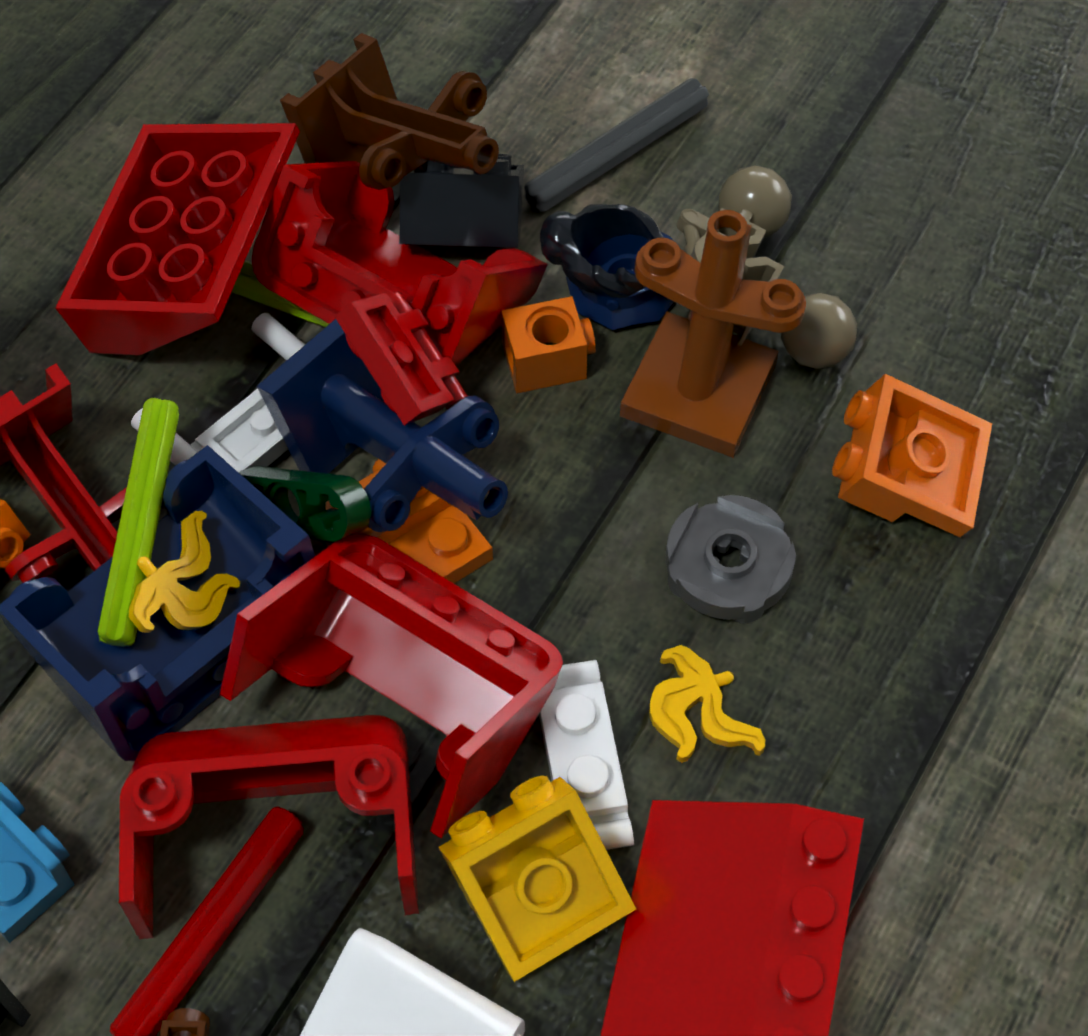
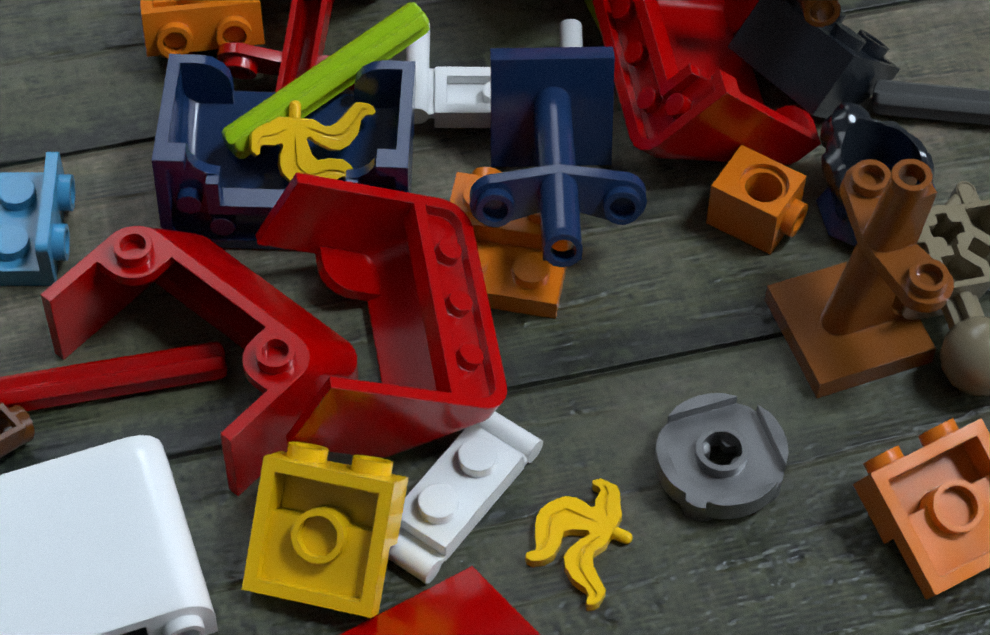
camera: 45 degrees right, 5 degrees down
(312, 493) = (446, 156): dark green beam -> none
(401, 356) = (599, 102): red plate -> none

